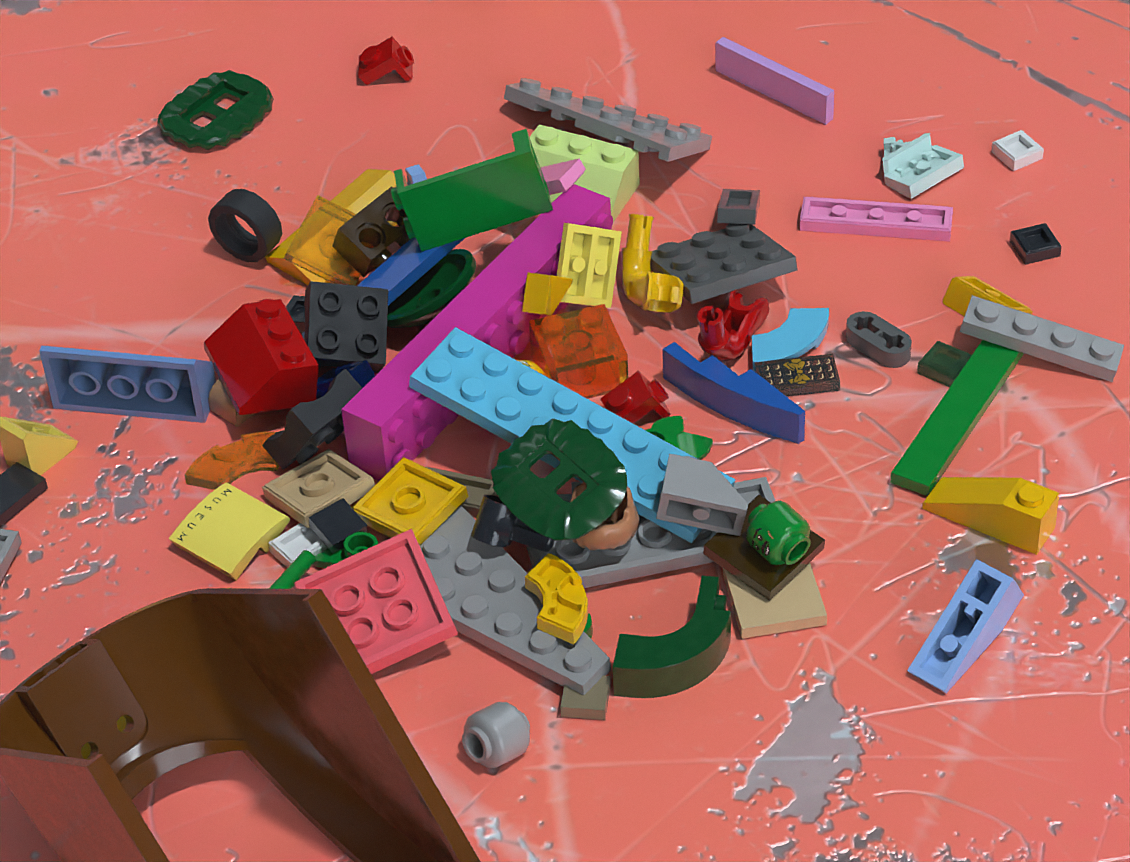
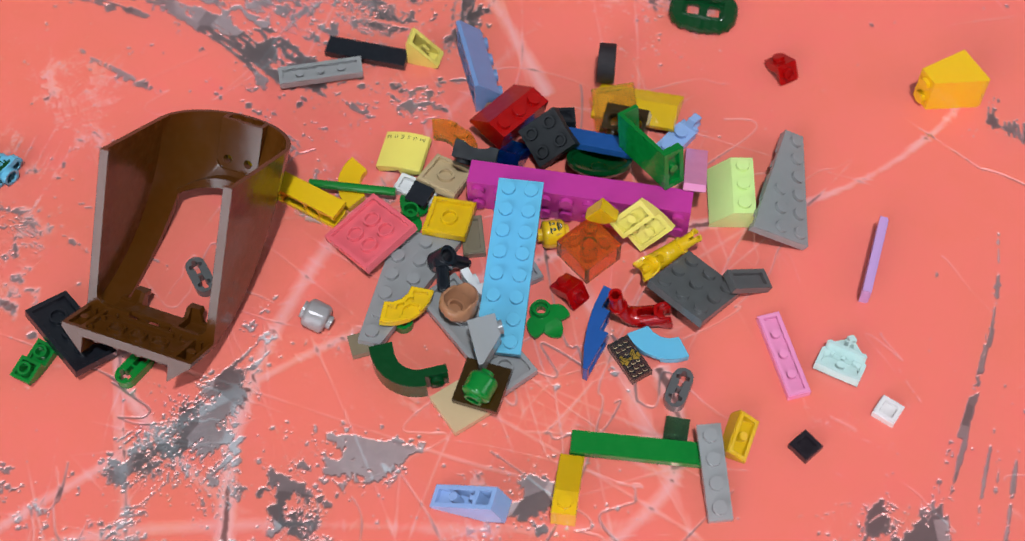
camera: 65 degrees right, 15 degrees up
(536, 498) = (475, 277): dark green piece -> none

